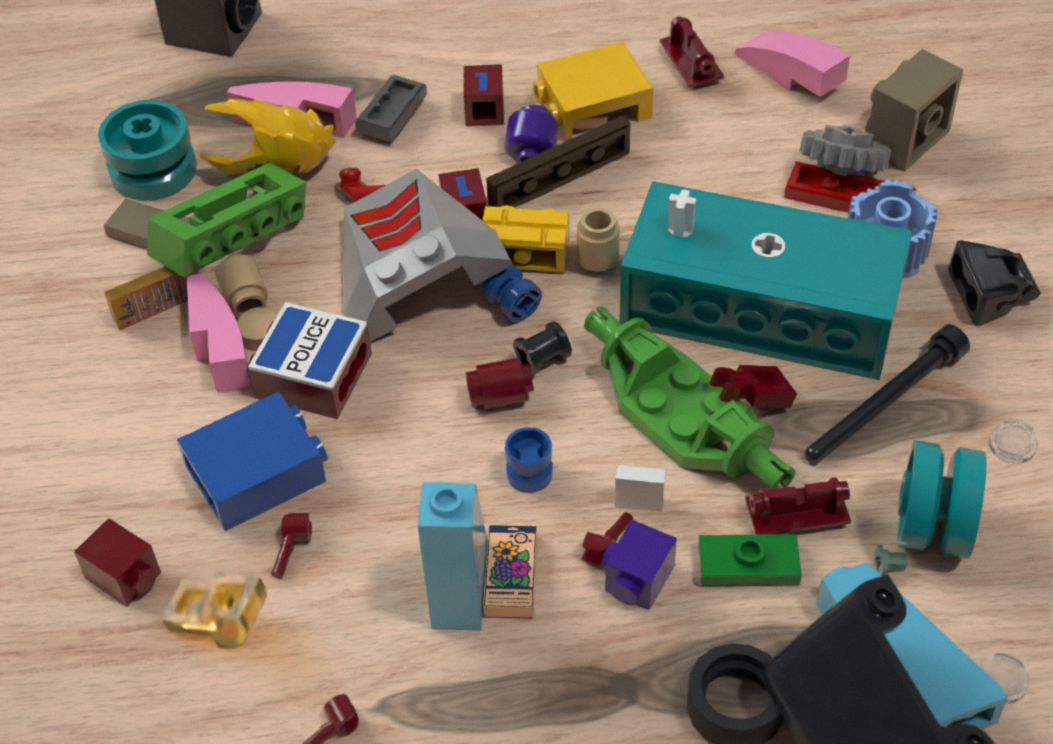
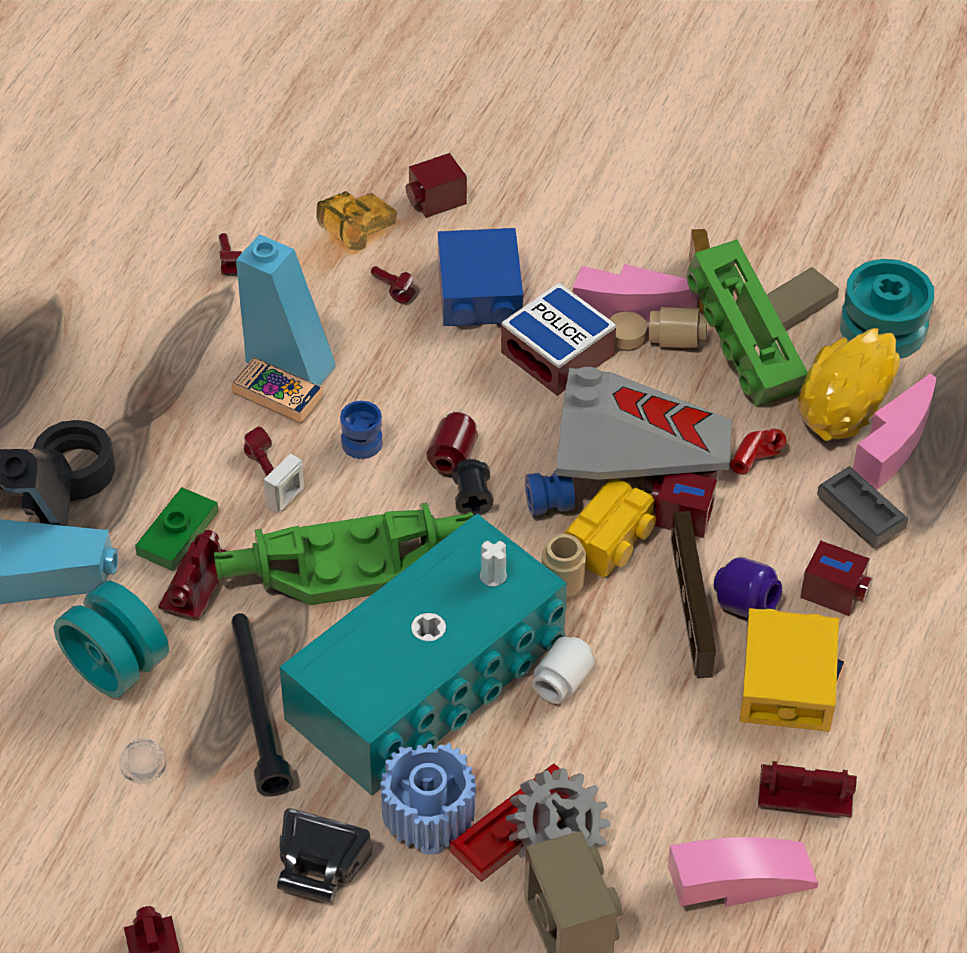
camera: 115 degrees right, 0 degrees up
(639, 564) = (217, 452): dark purple brick -> none
(760, 385) = (323, 604): dark red plate -> none

